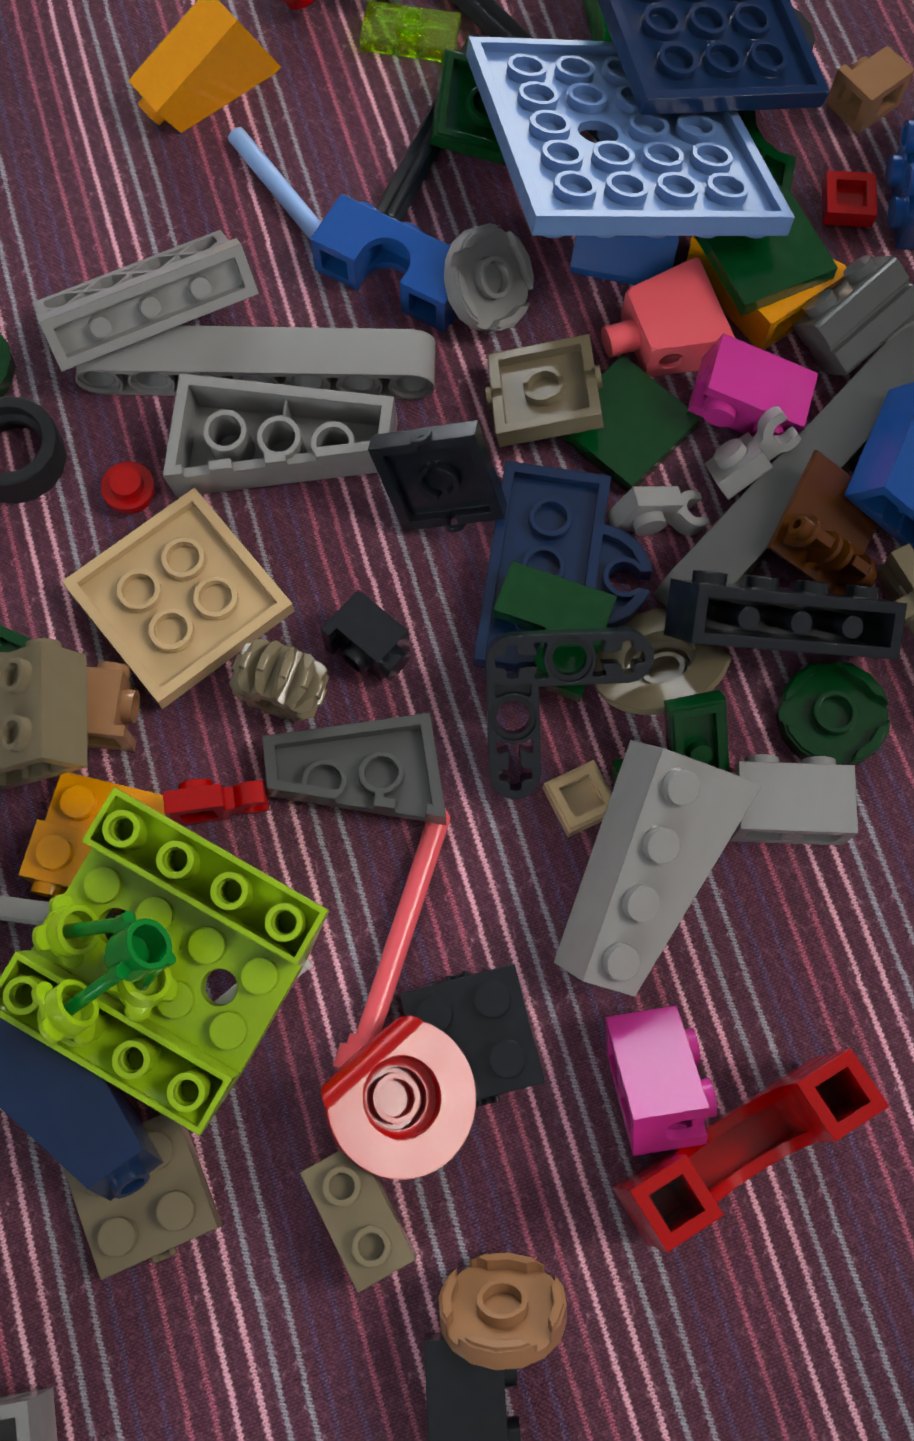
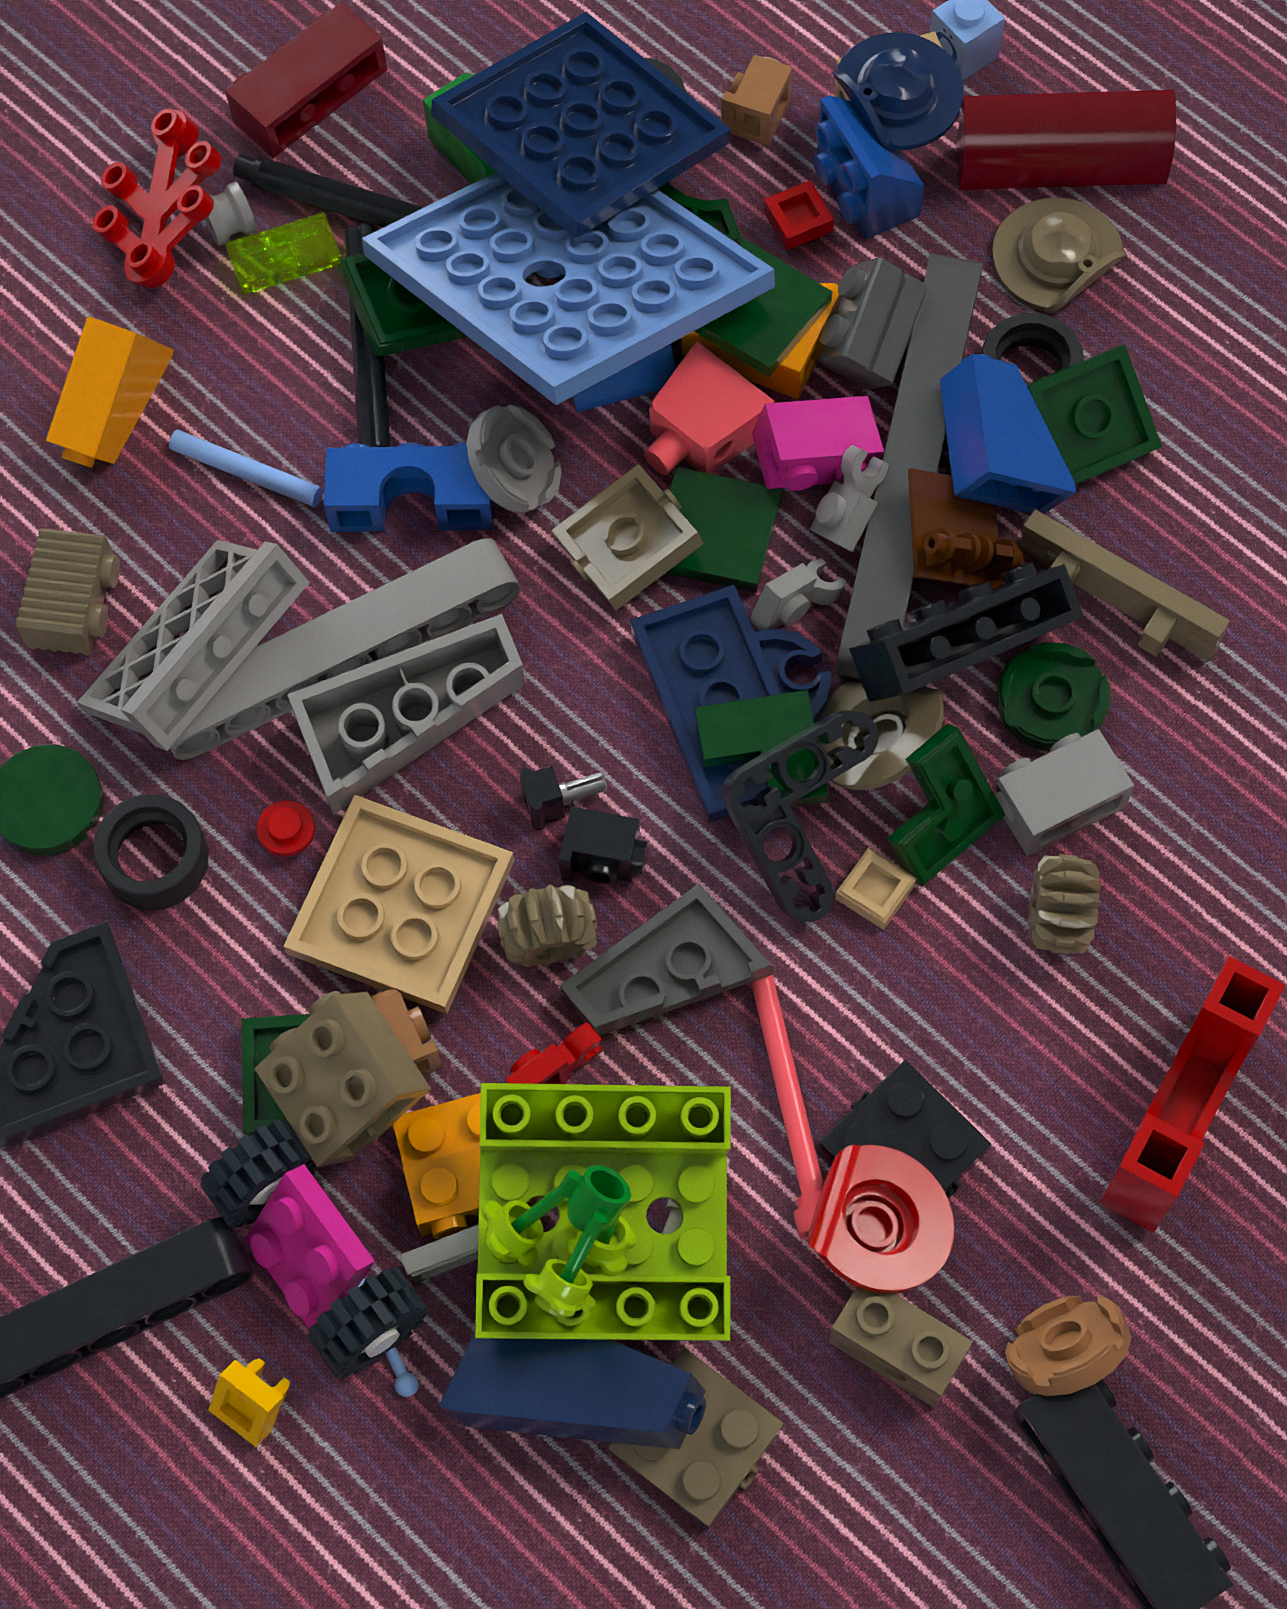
camera: 25 degrees left, 5 degrees down
(75, 209) = (67, 591): none -> dark tan brick
(348, 572) = (547, 797): none -> black piece
(439, 476) = (585, 665): black plate -> none
(648, 863) = (972, 905): light grey wedge -> none
(658, 1080) = (1085, 1084): brick -> none
(733, 904) = (1064, 904): none -> dark tan gear

